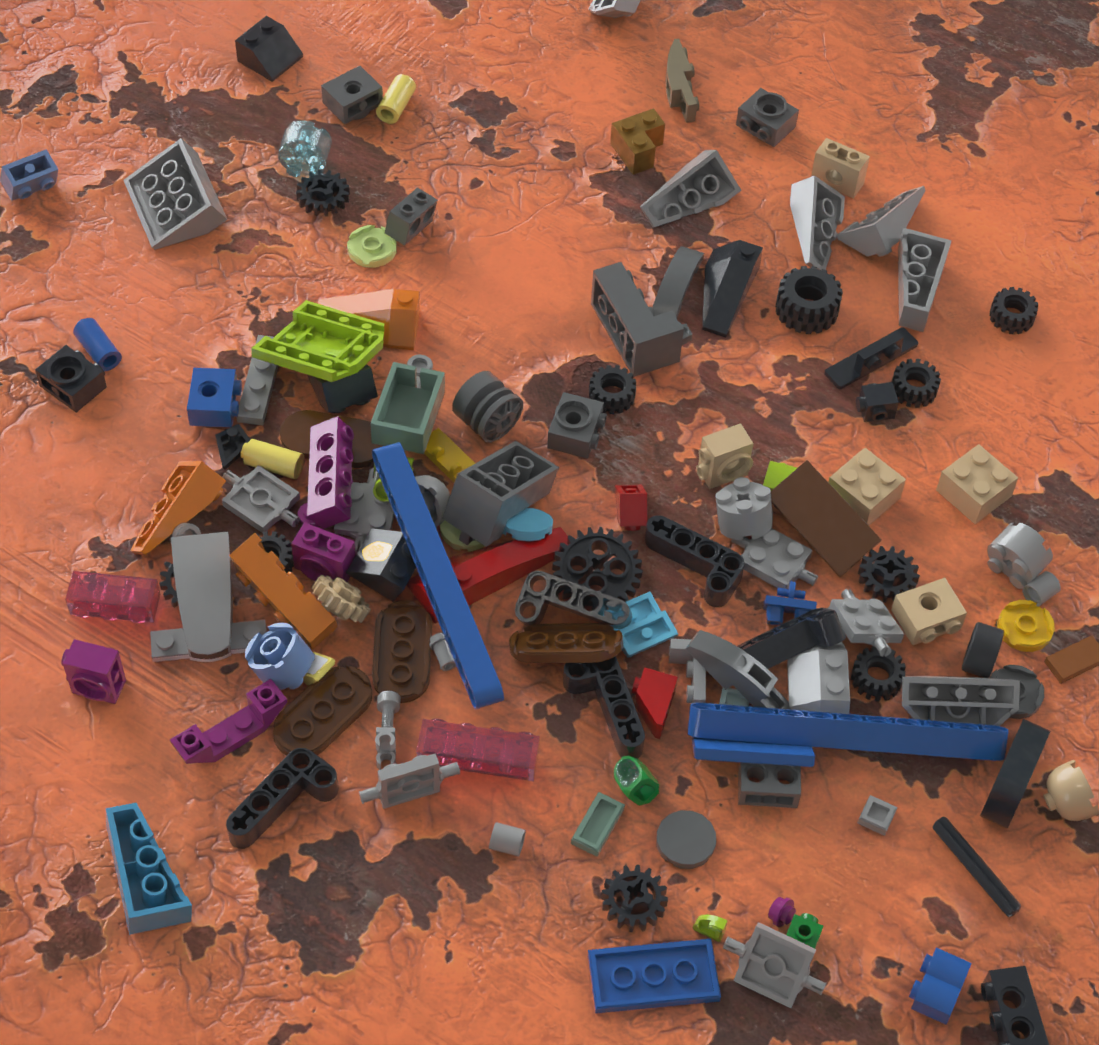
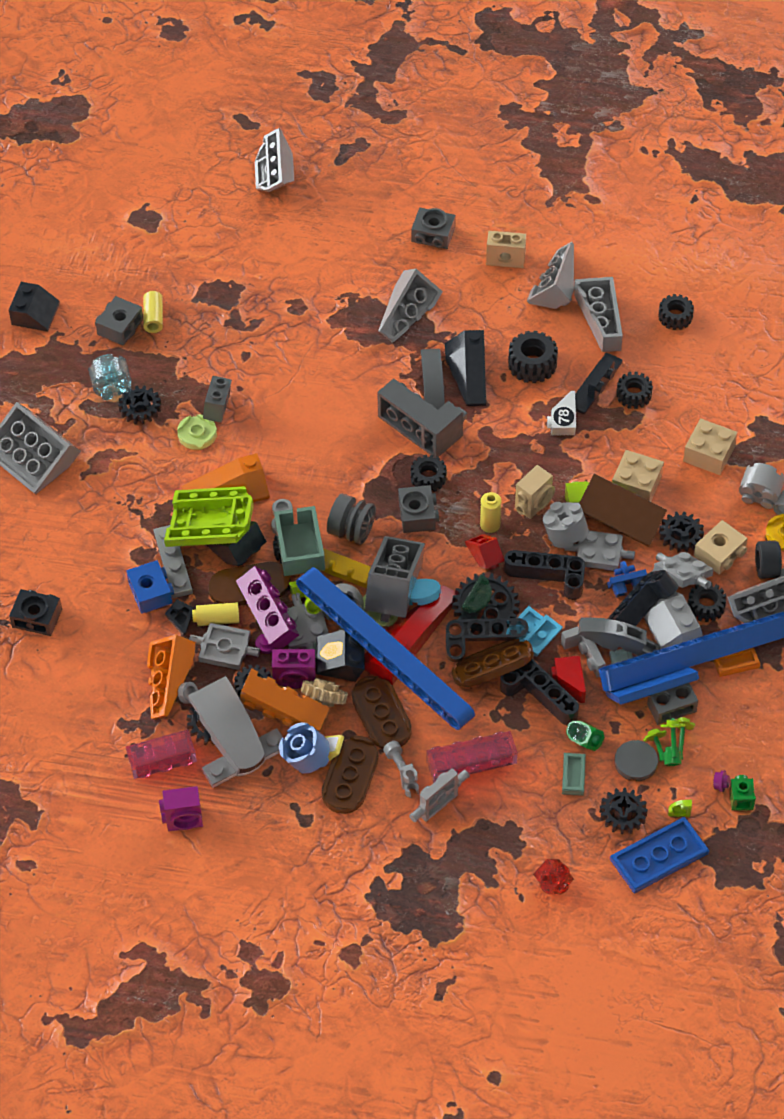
camera: 20 degrees left, 0 degrees up
(97, 343) = (39, 579): blue brick -> none
(145, 880) = (294, 928): dark azure wedge -> none
(233, 732) = (300, 807): magenta slope -> none
(248, 824) = (353, 844): black beam -> none
(442, 652) = (410, 701): light grey pin -> none
(498, 947) = (553, 876): none -> clear red brick
(507, 839) = (521, 807): light grey beam -> none
(589, 555) = (479, 596): none -> clear green tile
(637, 139) = (348, 280): pearl gold brick -> none
(659, 460) = (490, 512): none -> light yellow brick
(678, 82) = (353, 223): dark tan slope -> none
(734, 851) = (672, 754): none -> green plant
(774, 965) = (734, 815): light grey plate -> none
(810, 381) = (563, 416): none -> white slope
(816, 214) = (505, 289): light grey wedge -> none
(877, 402) = (615, 413): black brick -> none
(877, 815) = (750, 695): light grey tile -> none
(881, 765) = (737, 662): none -> orange tile

